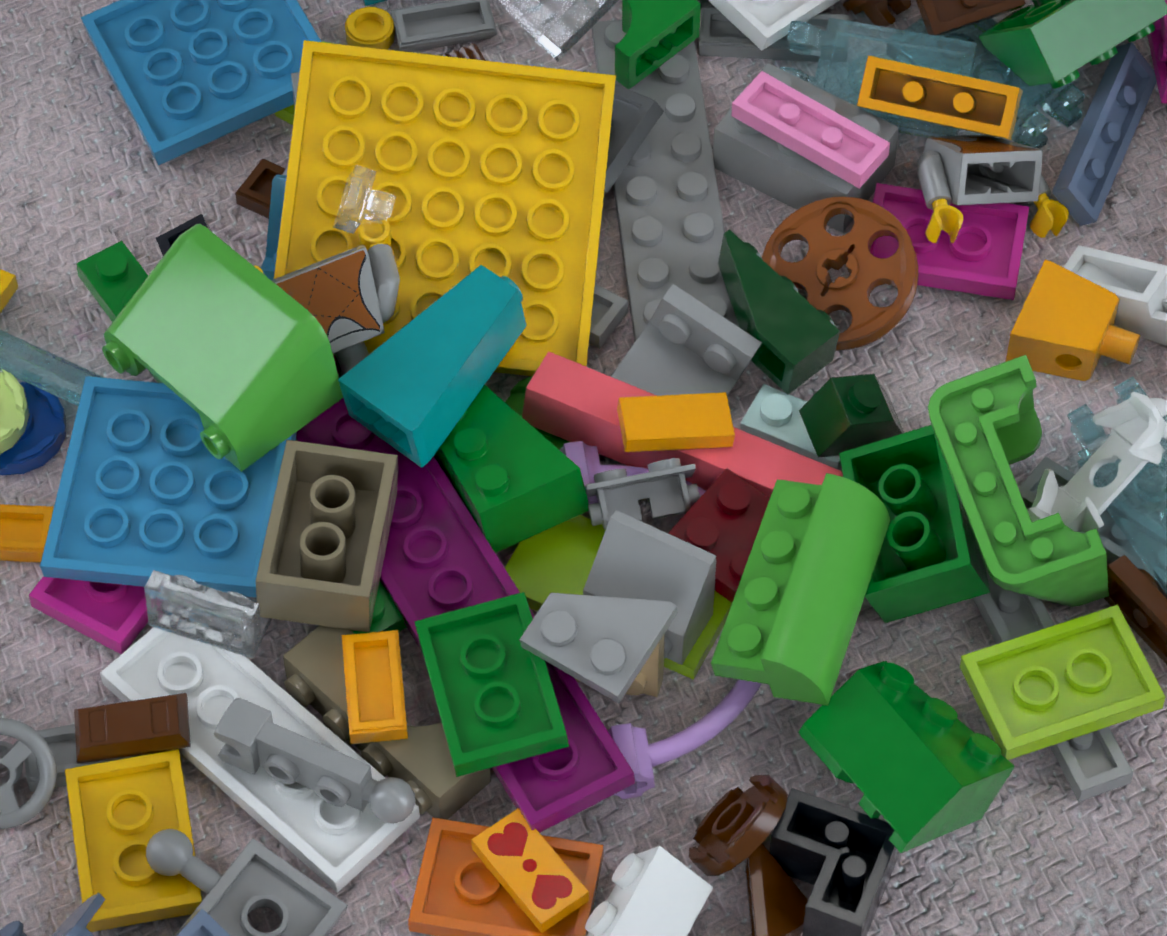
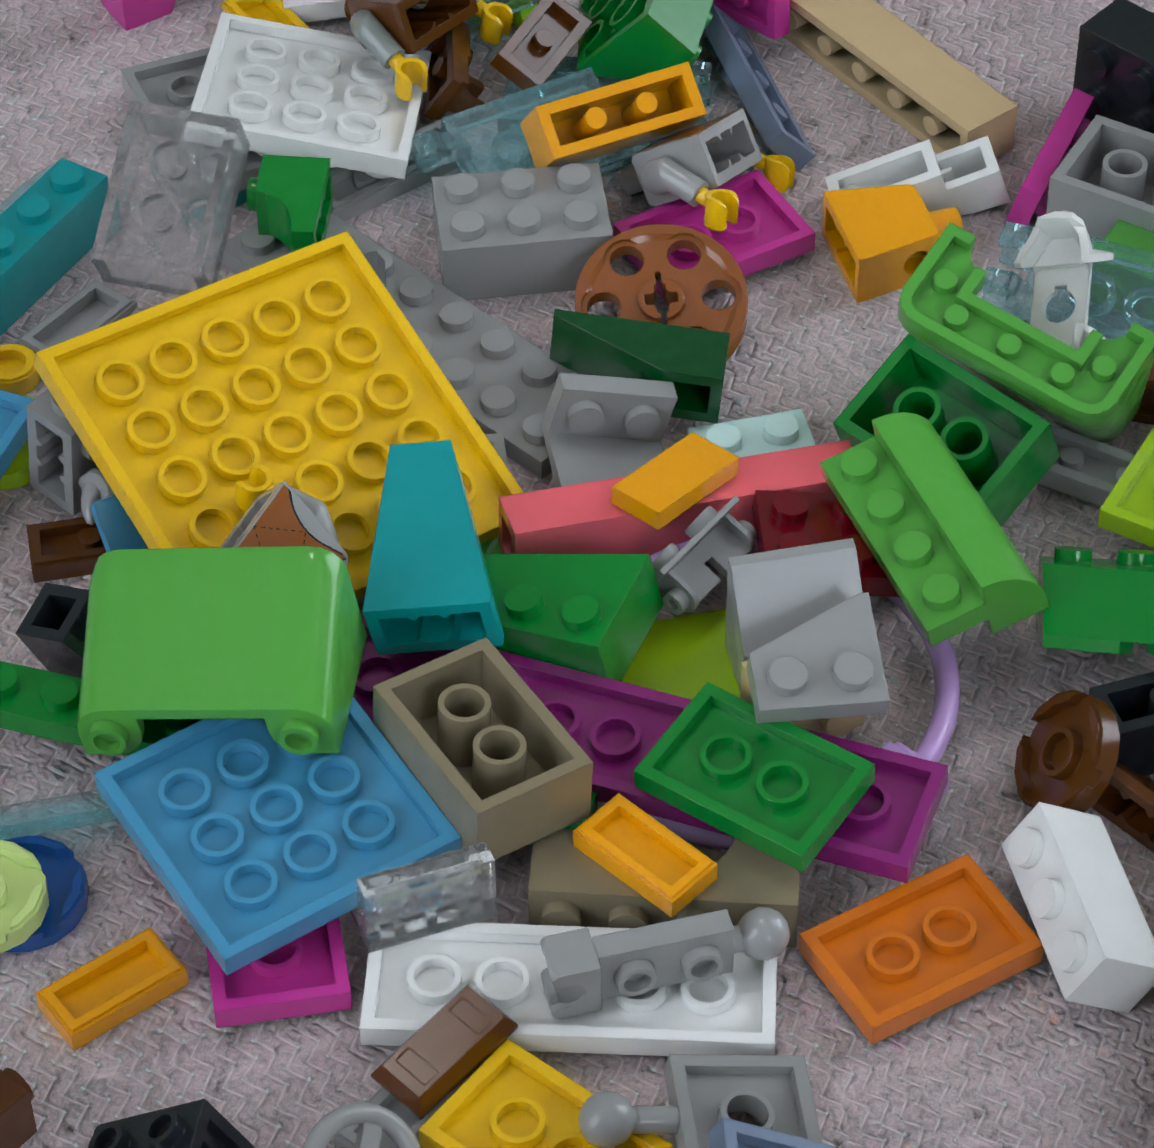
camera: 40 degrees left, 10 degrees down
(362, 202) = (219, 459): clear tile -> none
(530, 870) = (936, 910): light orange tile -> none
(810, 129) = (541, 194): bright pink plate -> none
(849, 415) = (807, 392): dark green slope -> none

